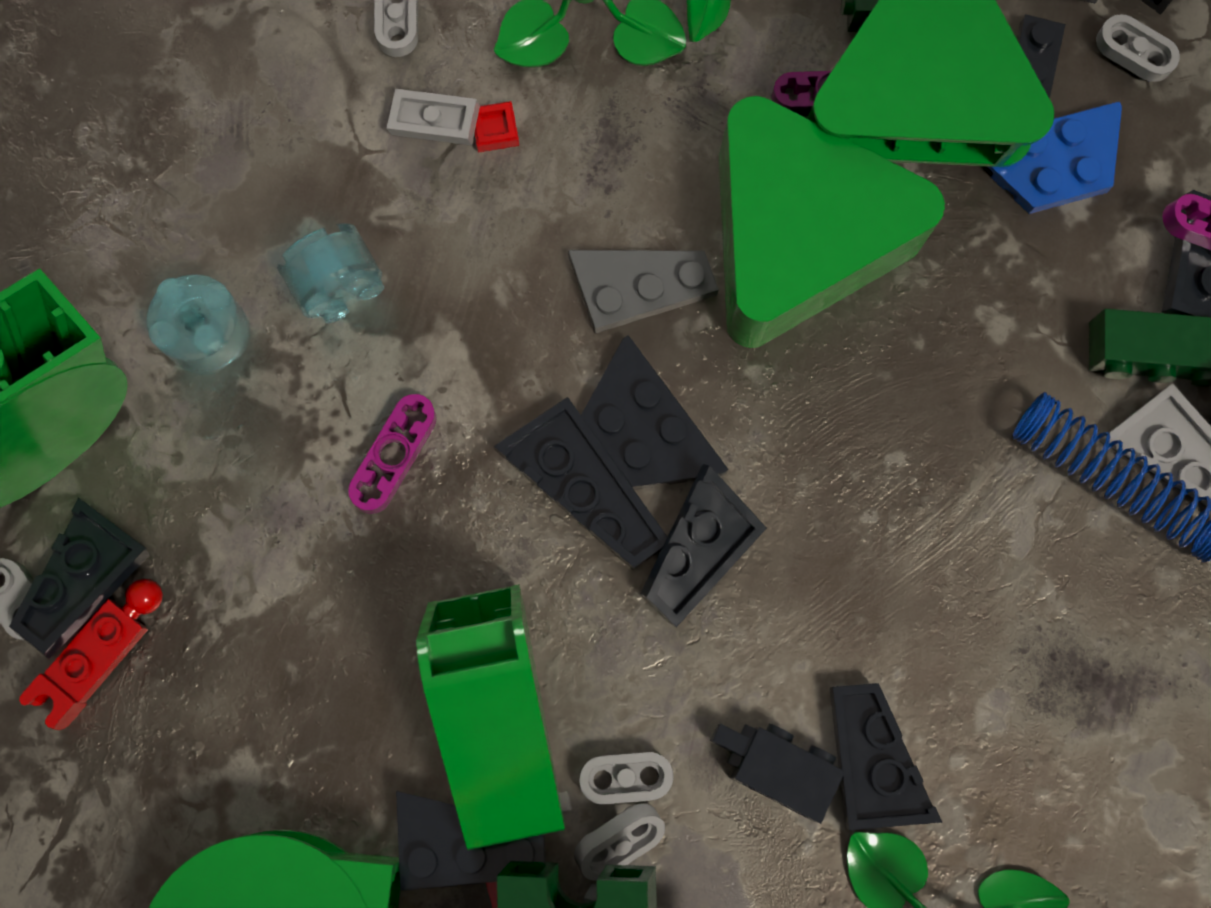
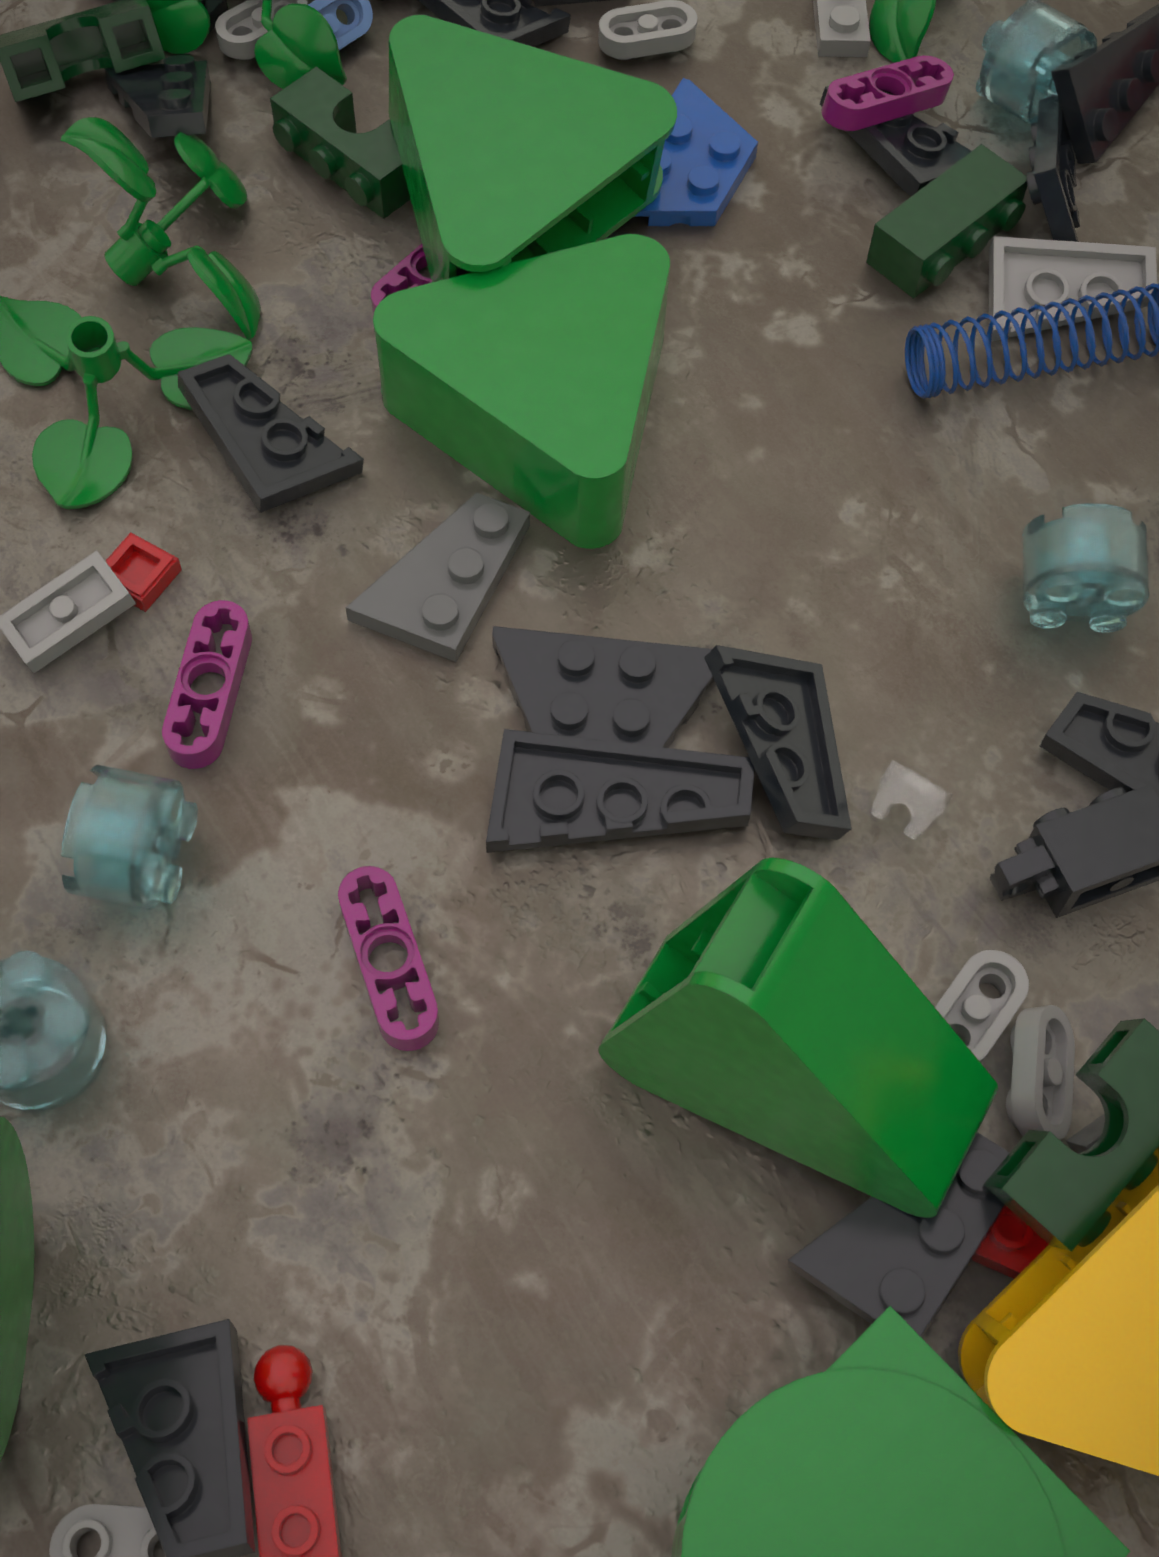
camera: 45 degrees left, 15 degrees down
(429, 228) = (214, 708): none -> magenta beam
(631, 112) = (261, 438): none -> black wing
(731, 643) = (918, 793): none -> clear tile
(964, 625) = (1085, 567): none -> clear light blue brick

